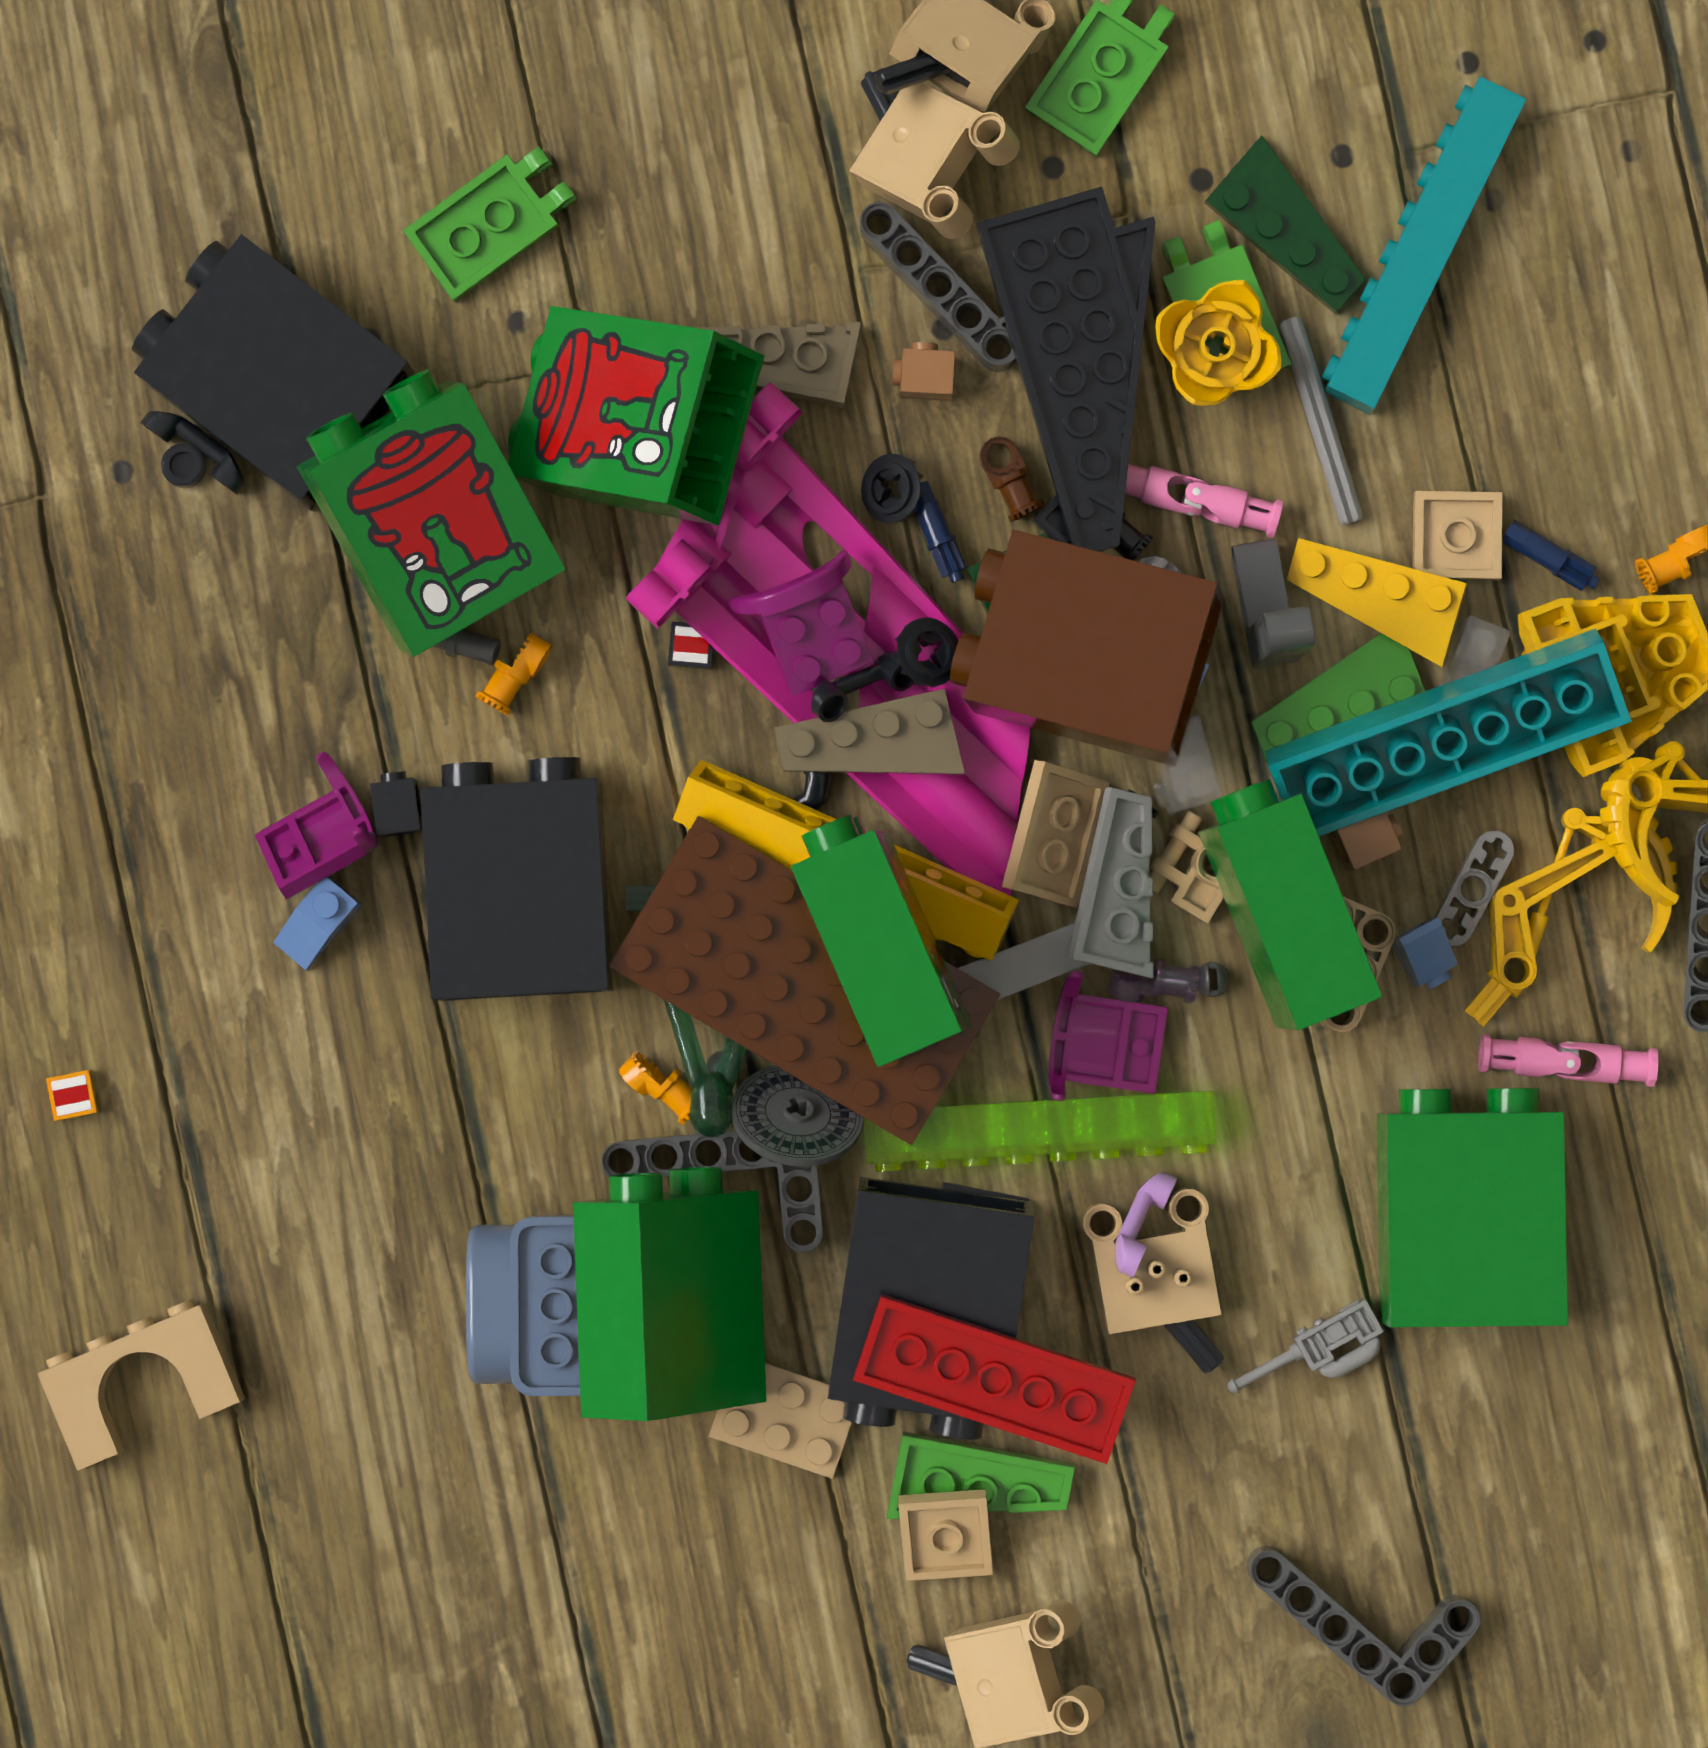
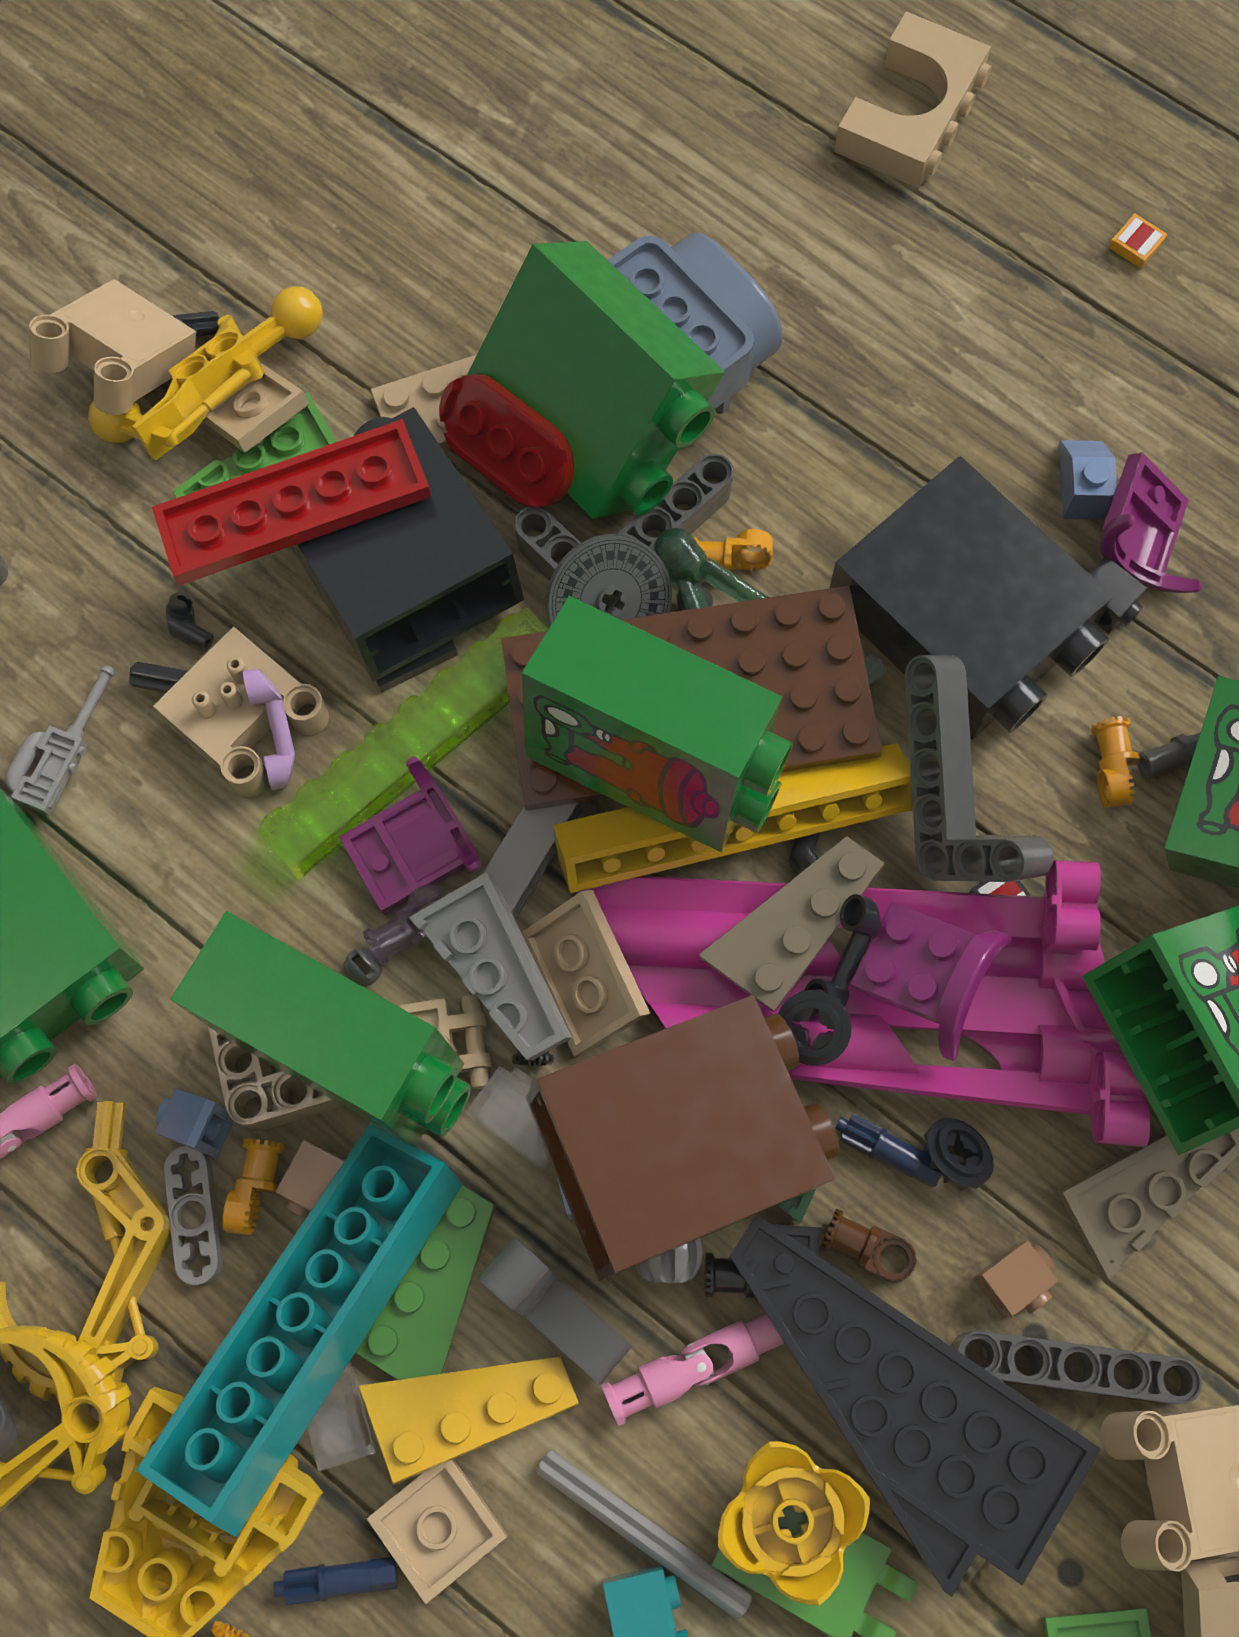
camera: 140 degrees right, 15 degrees down
(682, 744) = (944, 785): none -> dark grey beam
(771, 1317) = (506, 440): none -> red tile
(846, 1594) = (211, 375): none -> yellow piece
(1146, 1380) = (182, 623): none -> black arm
(1406, 878) = (257, 1177): none -> light orange connector

